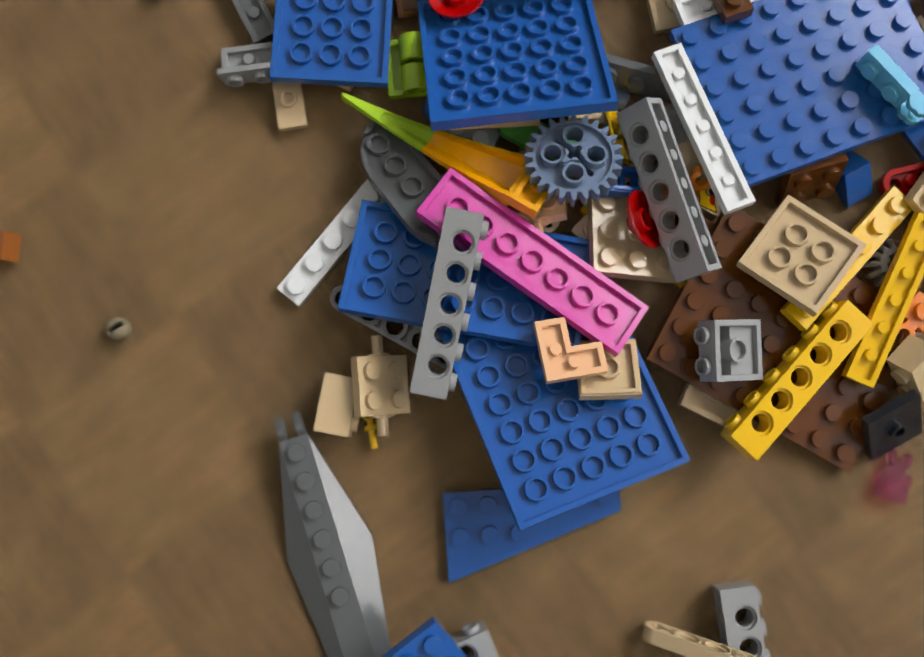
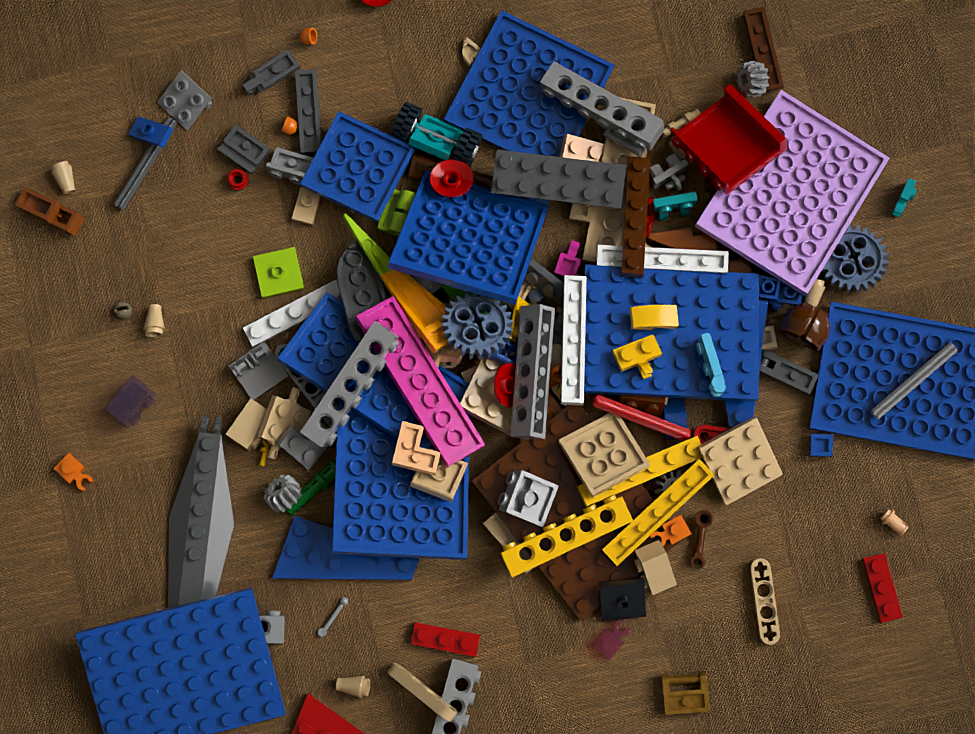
camera: 25 degrees right, 5 degrees down
(56, 93) = (150, 132): none -> blue plate
(67, 136) = (140, 171): none -> dark grey axle
(82, 37) = (184, 100): none -> light grey hinge
(140, 555) = (72, 470): none -> orange plate
(163, 328) = (154, 322): none -> tan cone
(176, 440) = (131, 402): none -> clear purple brick
(182, 68) = (244, 149): none -> dark grey plate
(183, 106) = (234, 174): none -> red plate
(227, 17) = (290, 126): none -> orange hinge
(291, 202) = (278, 272): none -> lime plate
(319, 333) = (258, 370): none -> light grey hinge
(412, 407) = (301, 447): none -> light grey plate
(416, 474) = (282, 493): none -> light grey gear
(456, 436) = (320, 481): none -> green pin
(538, 620) = (323, 631): none -> light grey hinge
(640, 43) = (568, 263): none -> dark pink plate
(693, 565) = (445, 639): none -> red plate
(791, 55) = (653, 316): none -> yellow slope
(795, 111) = (638, 354): none -> yellow plate
(821, 191) = (641, 418): none -> red axle

